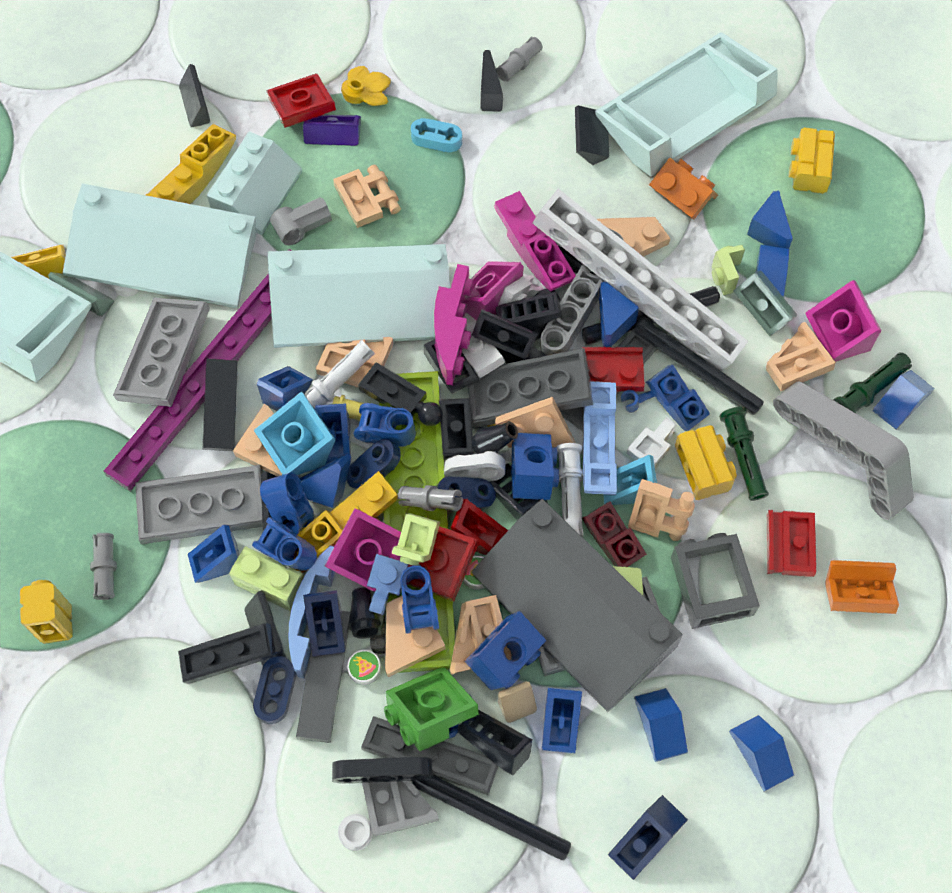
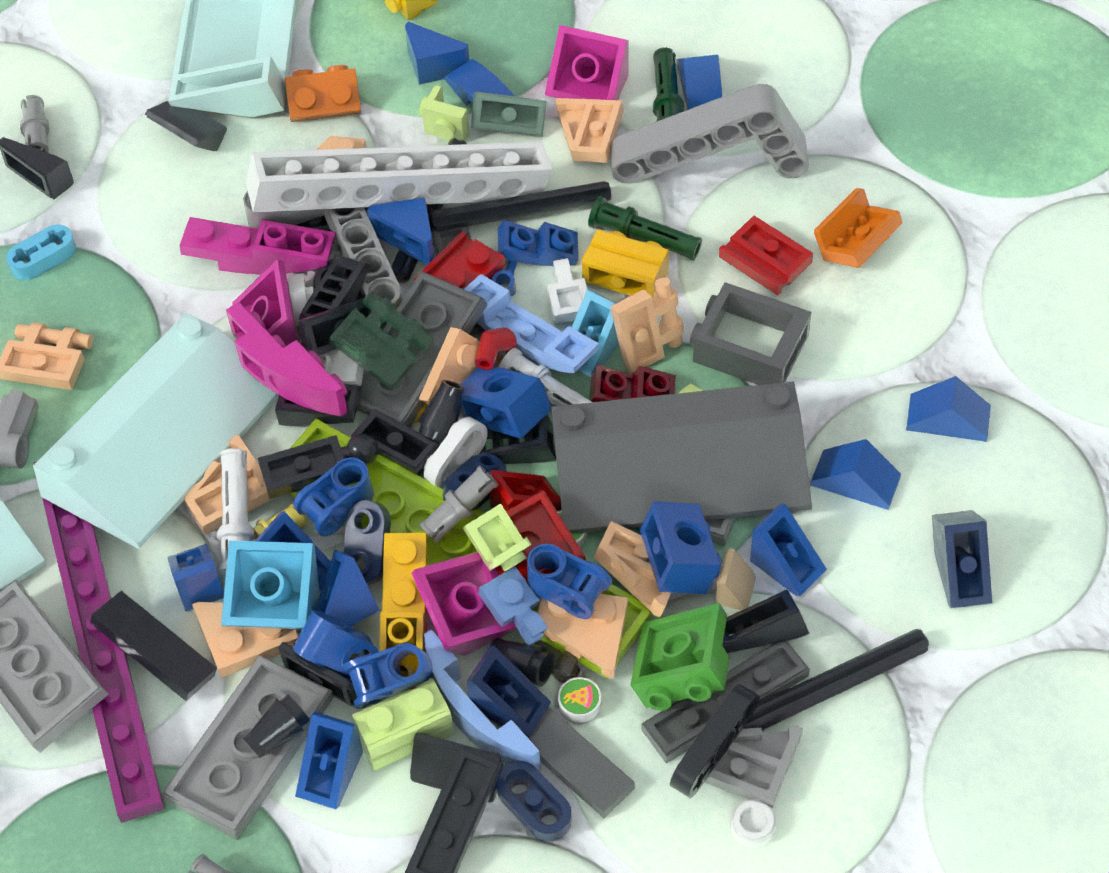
camera: 50 degrees left, 10 degrees down
(214, 510) = (277, 725): none -> black cone
(501, 364) = (375, 349): none -> clear green plate
(564, 428) = (491, 343): none -> red arm

